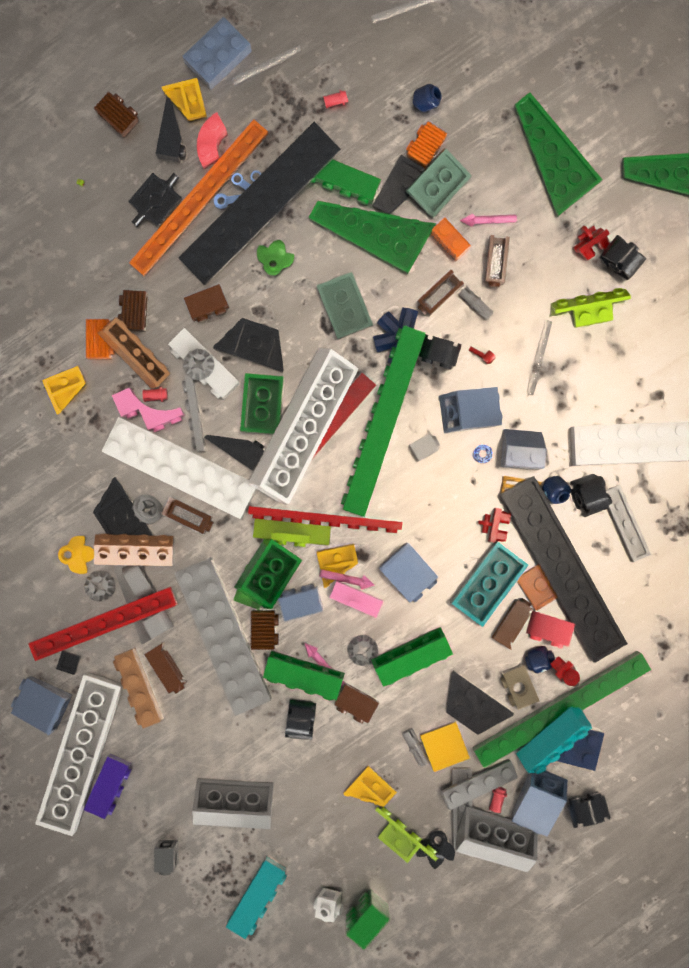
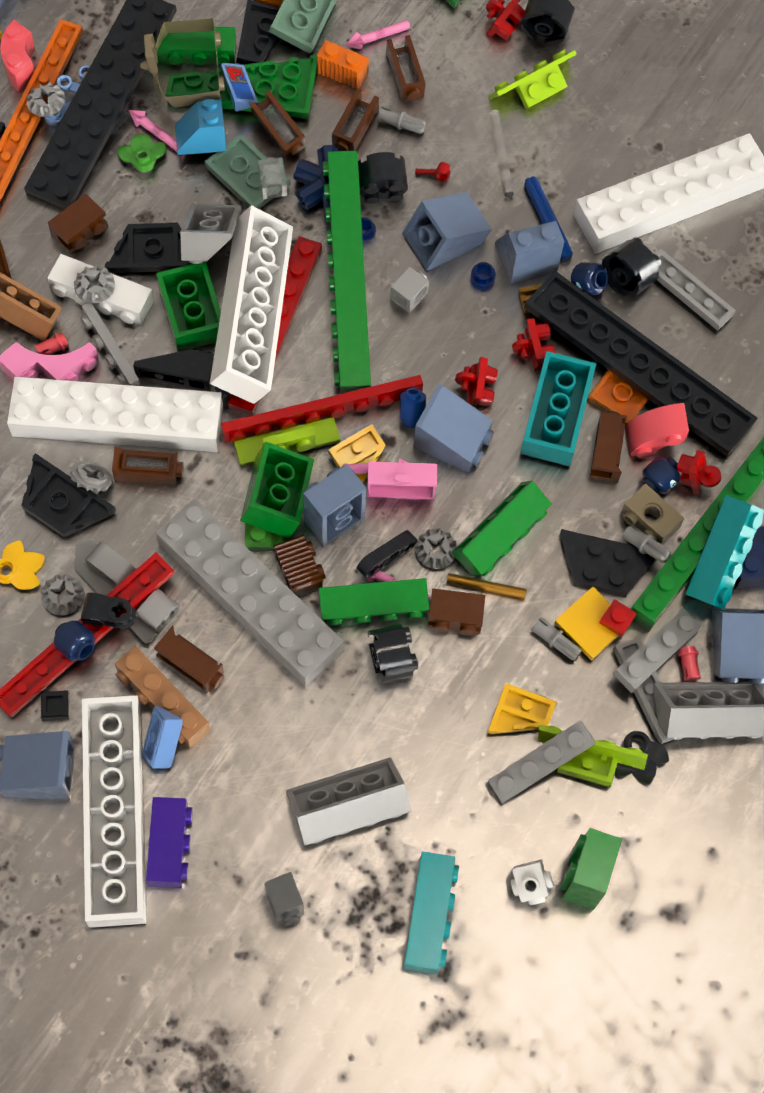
camera: 30 degrees left, 20 degrees down
(92, 631) = (74, 640): none -> dark blue head
(118, 618) = (103, 611): none -> black piece
(127, 718) = (162, 738): none -> medium blue slope
(133, 550) = (91, 527): brick -> none
(223, 197) = (55, 100): none -> light grey gear
(283, 227) = (140, 119): none -> bright pink piece
(295, 353) = (207, 230): none -> light grey slope
(303, 194) = (151, 50): none -> dark tan piece
(323, 259) = (201, 129): none -> dark azure slope
(325, 646) = (386, 554): none -> black beam
(359, 322) = (272, 177): none -> clear brick
(365, 232) = (238, 86): none -> slope
(368, 831) = (541, 761): none -> light grey plate
(381, 276) = (279, 124): none -> reddish brown window
(385, 690) = (486, 586): none -> pearl gold bar
(387, 543) = (411, 406): none -> blue brick
(416, 380) = (368, 225): none -> clear blue plate
(439, 539) = (473, 382): none -> red hips
(462, 752) = (618, 617): none -> red plate
(506, 708) = (646, 544): none -> light grey axle
(550, 424) = (545, 211): none -> blue axle

